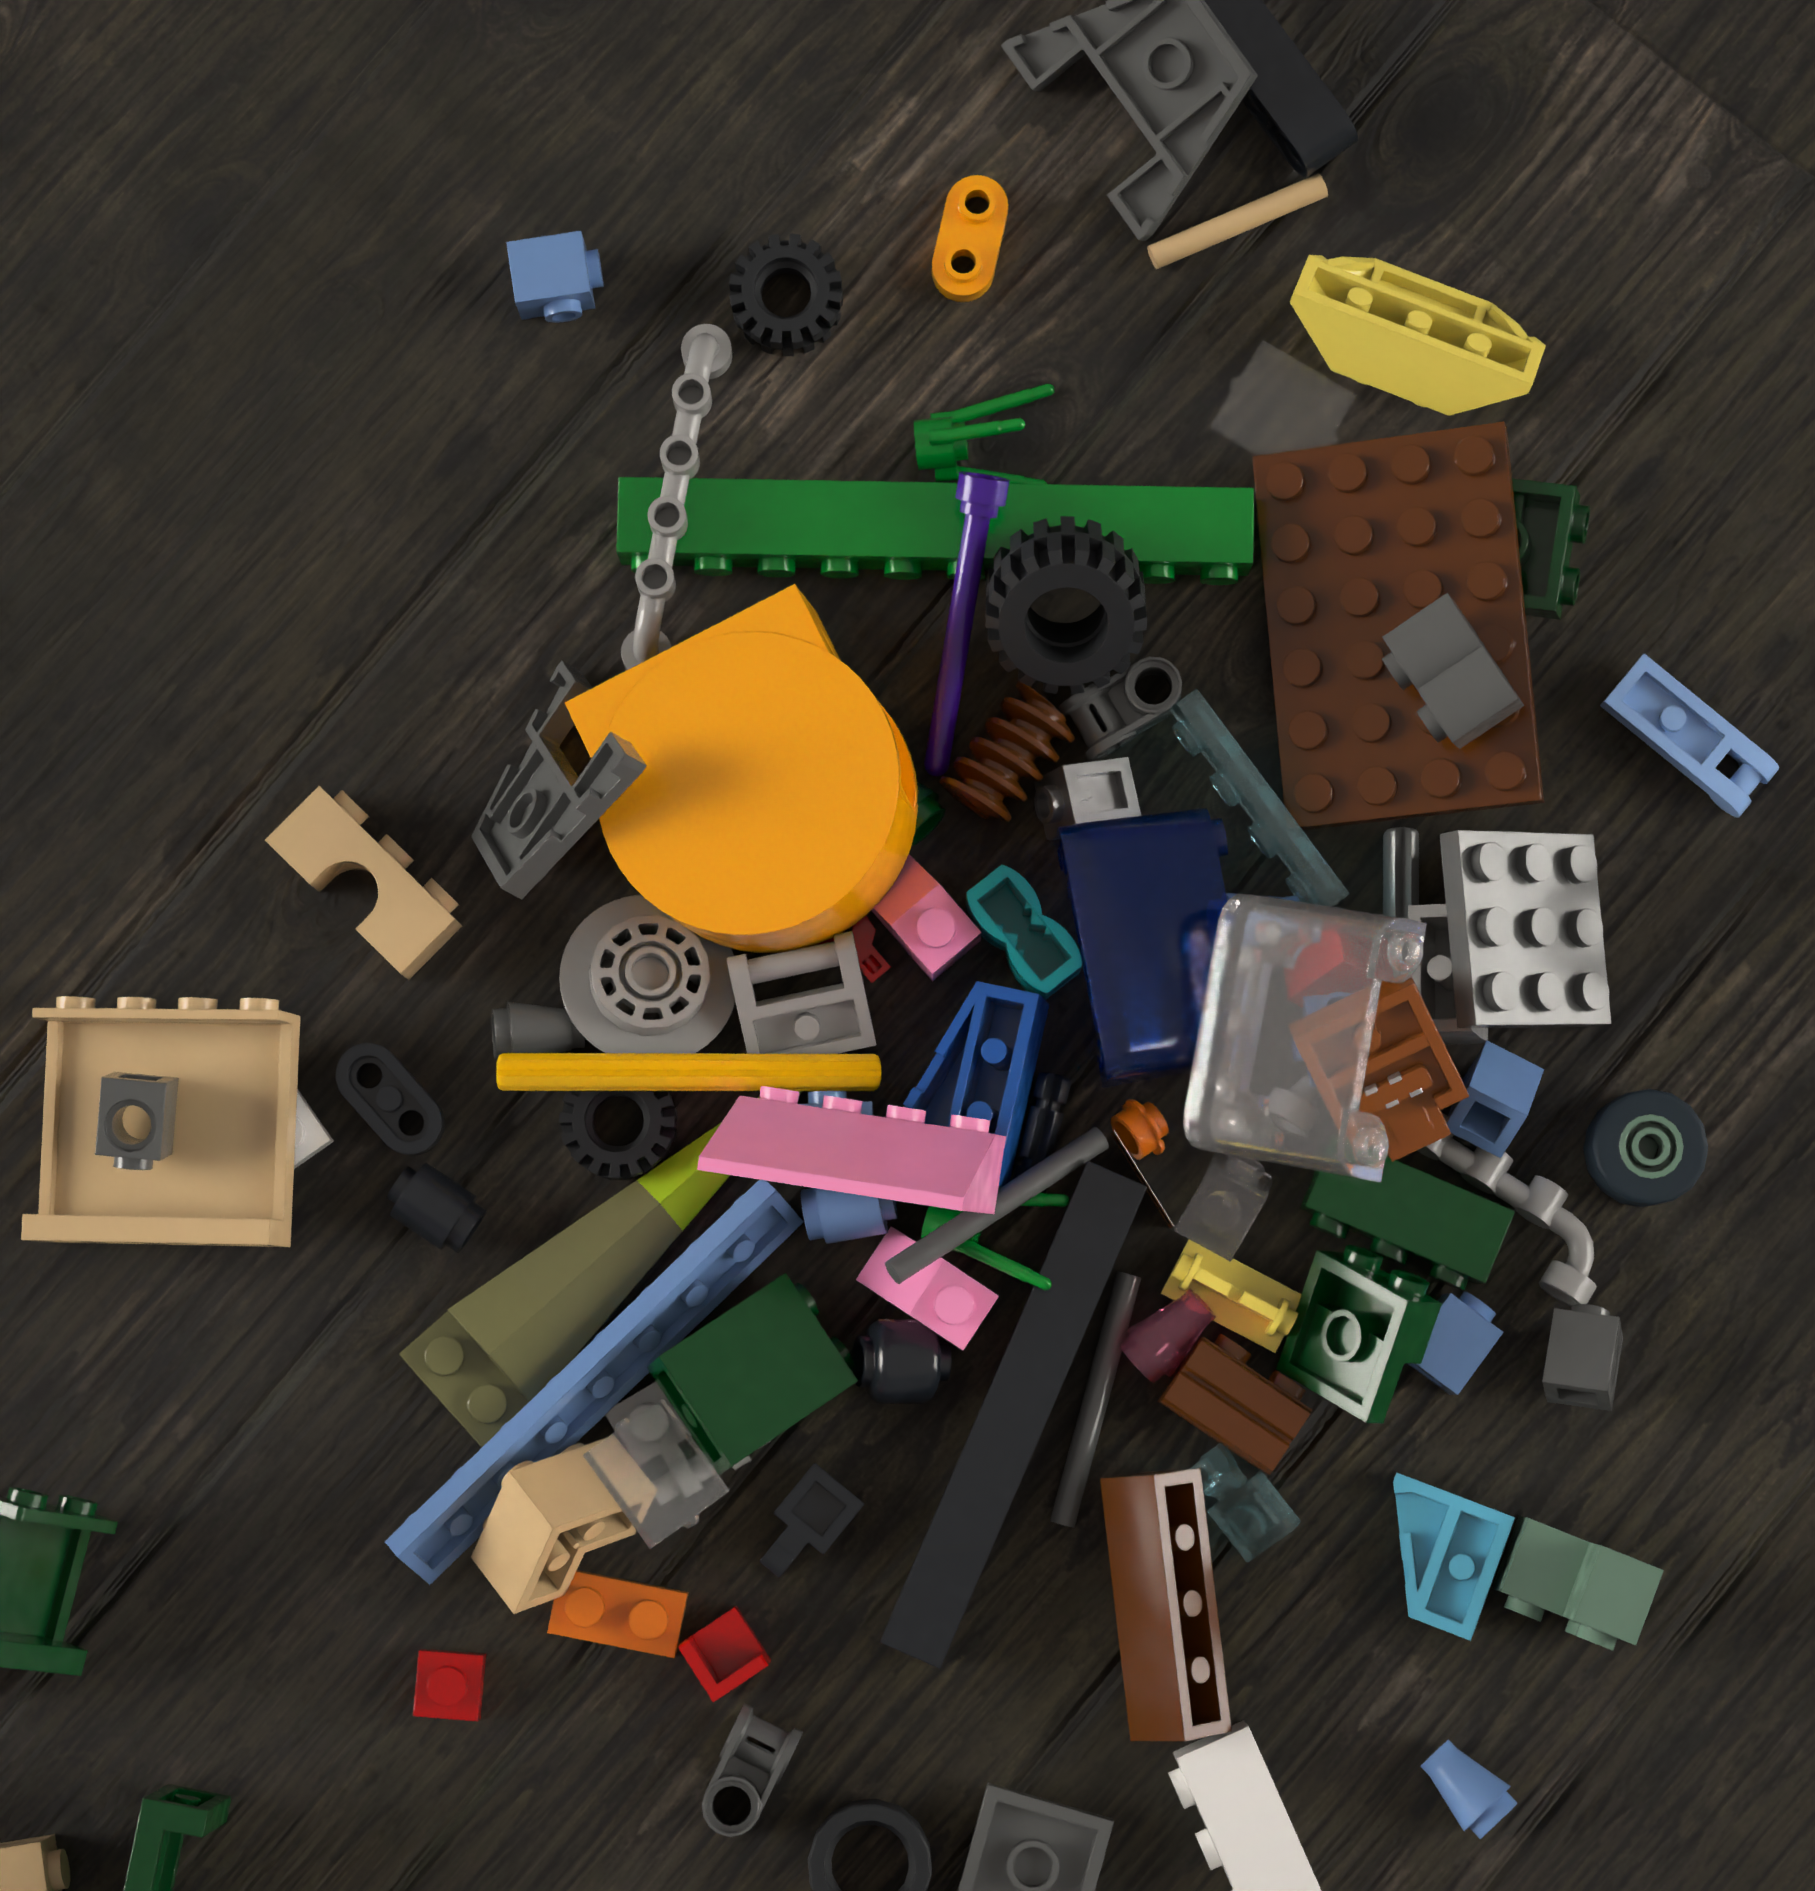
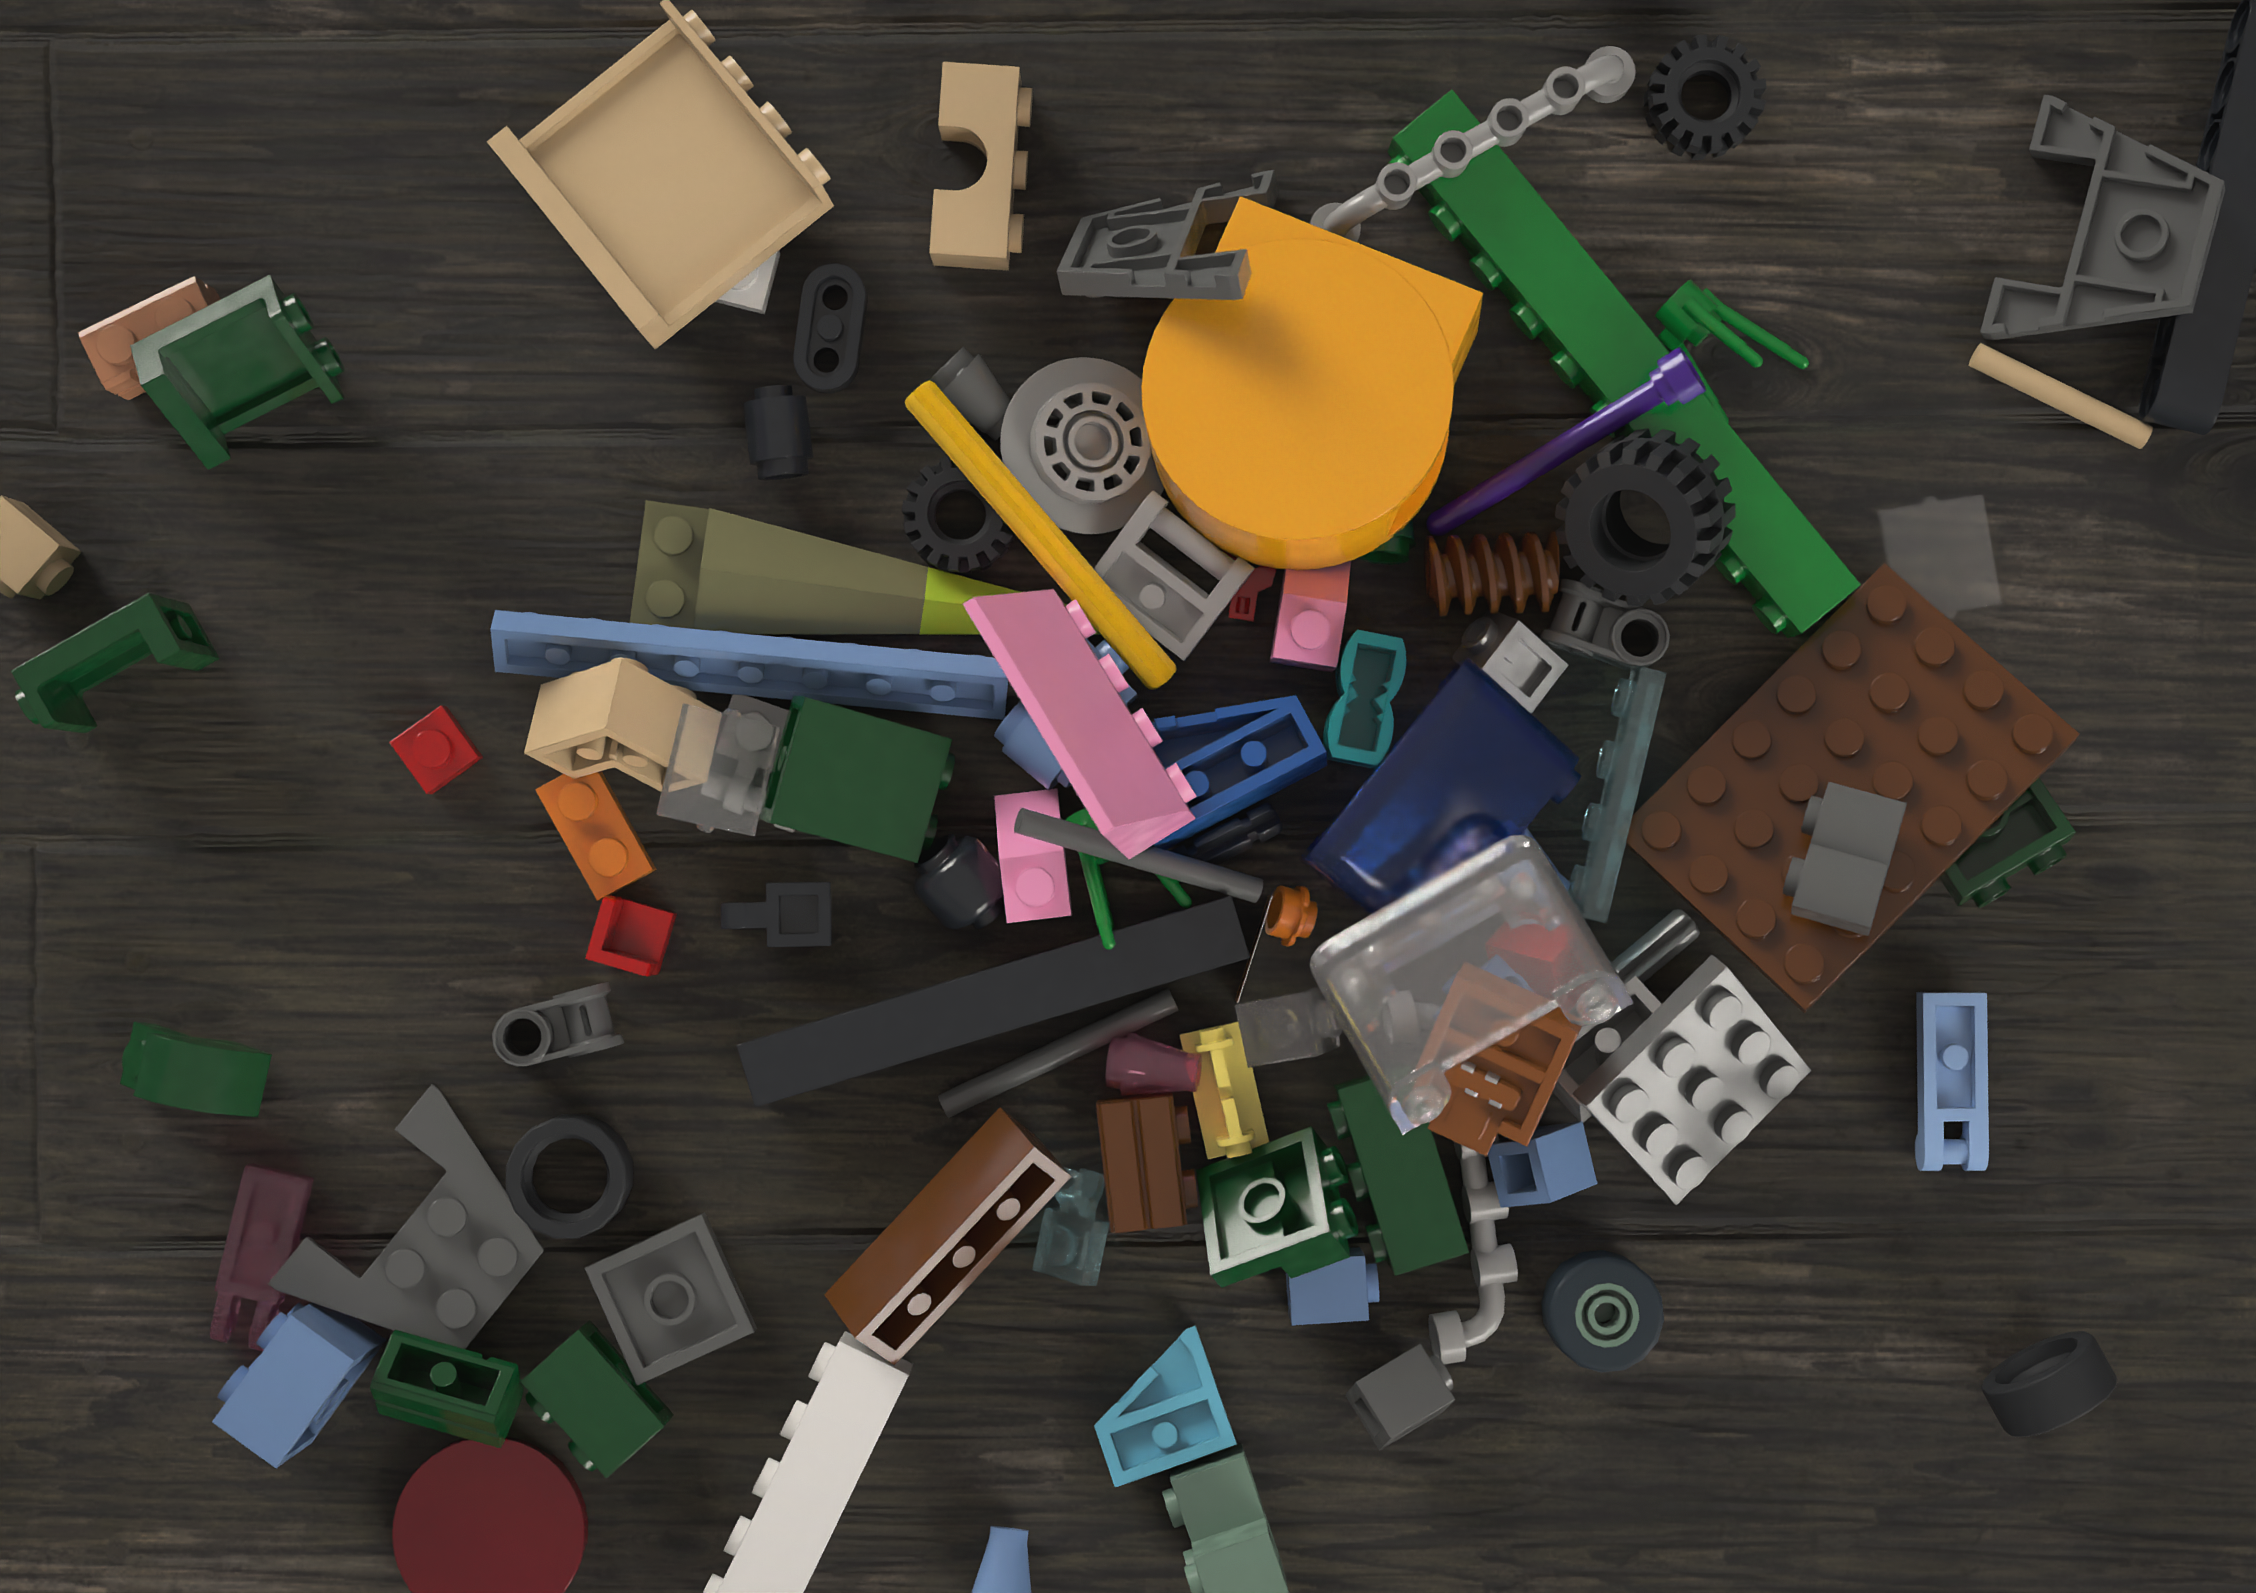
camera: 45 degrees right, 5 degrees up
(151, 1093) = (677, 148): dark grey brick -> none
(969, 236) = (1872, 200): light orange plate -> none
(1413, 335) = (2087, 607): light yellow wedge -> none

